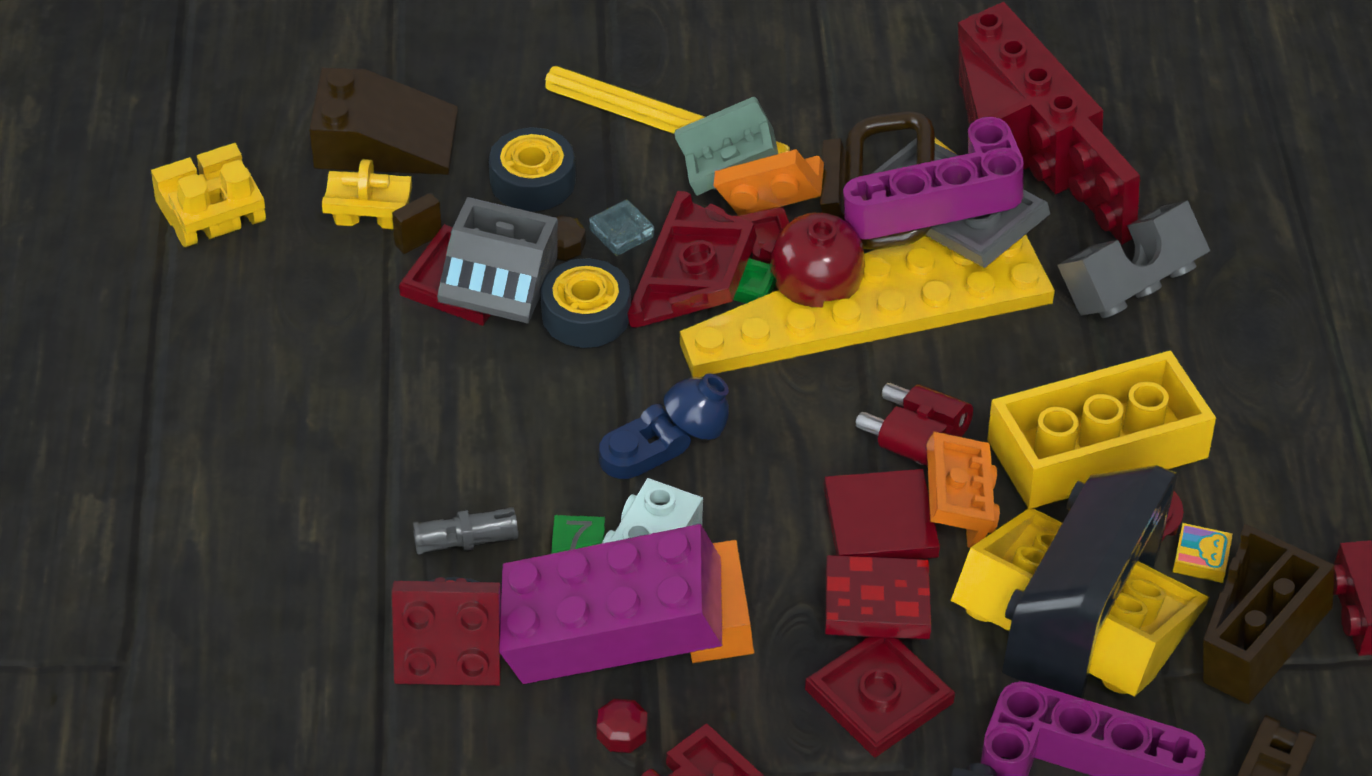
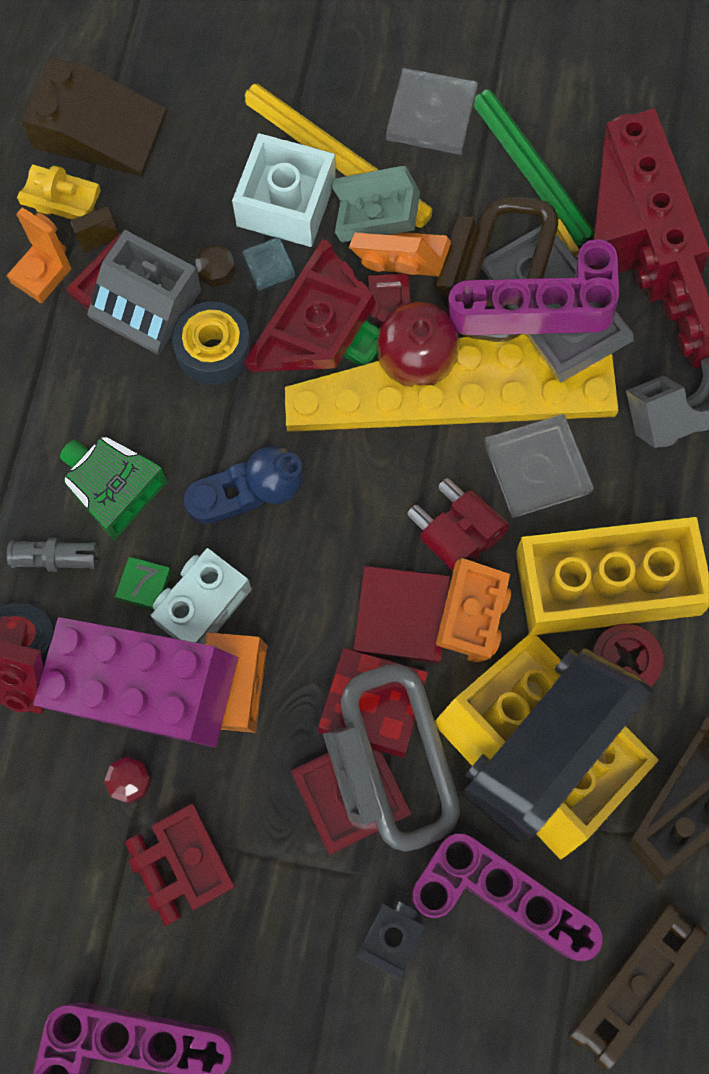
camera: 15 degrees right, 25 degrees up
(369, 252) = (44, 262): none -> orange bracket
(512, 449) = (111, 482): none -> green torso
(532, 169) = (199, 172): black wheel -> none
(623, 150) = (284, 189): none -> light aqua brick
(757, 64) = (431, 111): none -> clear tile
(879, 89) = (533, 166): none -> green axle
(886, 650) = (358, 770): none -> dark grey bar
(984, 356) = (538, 465): none -> clear tile
(1202, 553) = (666, 714): yellow tile -> none

